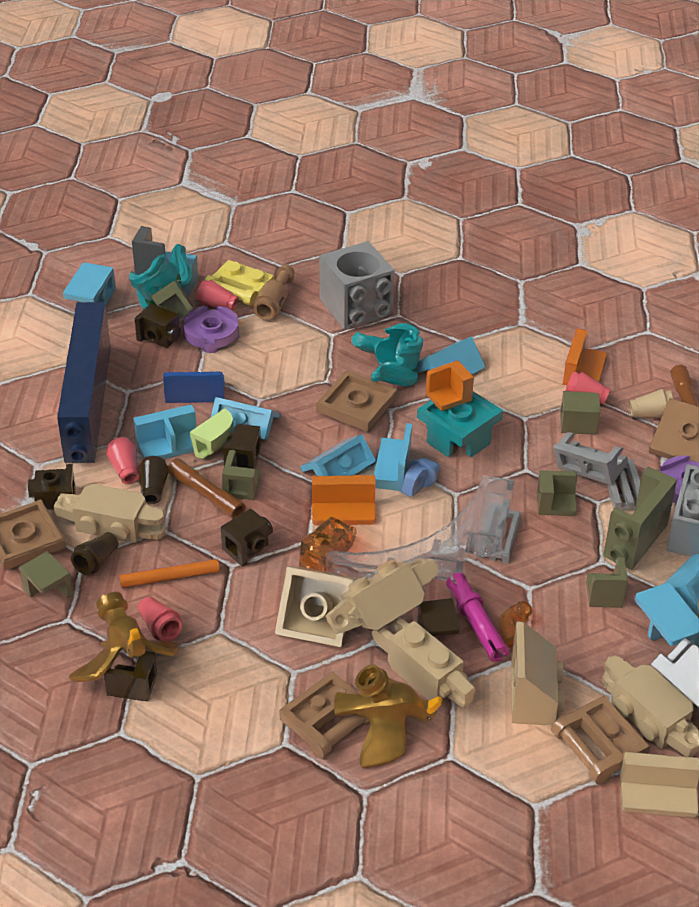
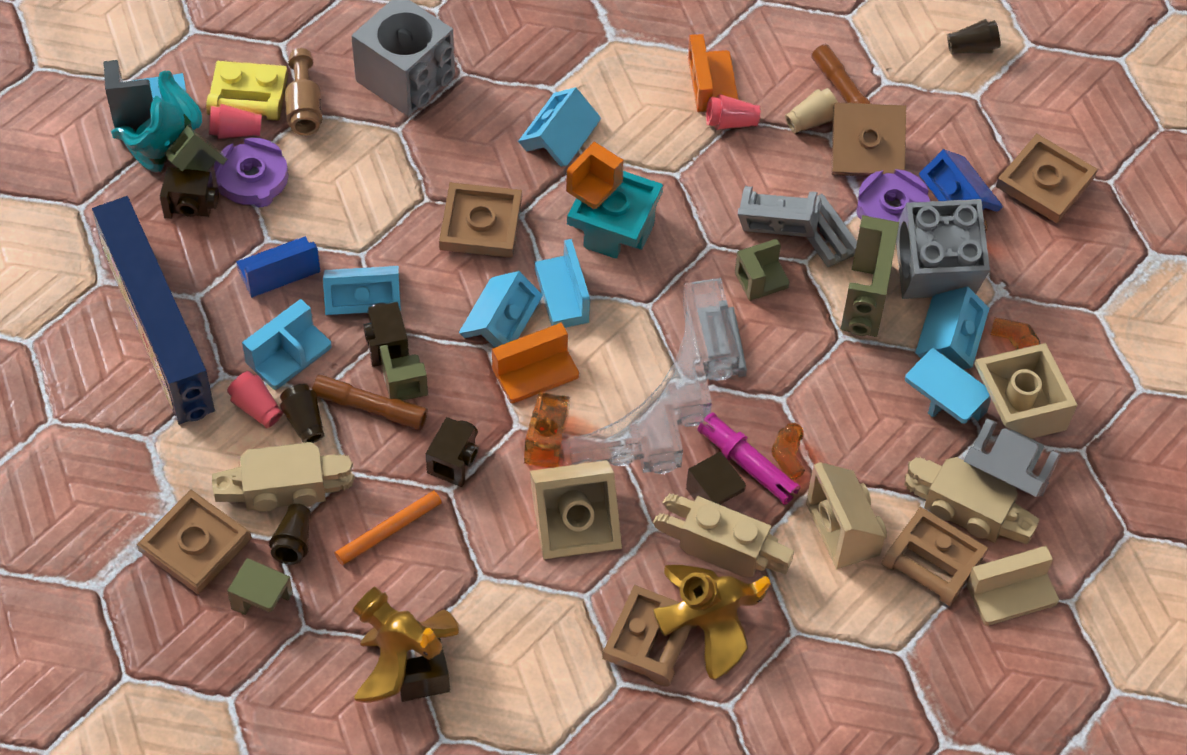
camera: 25 degrees left, 15 degrees up
(50, 484) = (193, 466): dark brown brick -> none
(91, 284) = (70, 164): medium azure panel -> none
(160, 619) = (413, 590): coral cone -> none
(212, 434) = (344, 328): yellowish green brick -> none
(382, 597) = (653, 479): tan hinge -> none
(395, 354) = (498, 139): teal hair -> none
(419, 474) = (603, 295): medium blue piece -> none
(580, 412) = (740, 150): olive panel -> none
(608, 589) = (866, 371): olive panel -> none

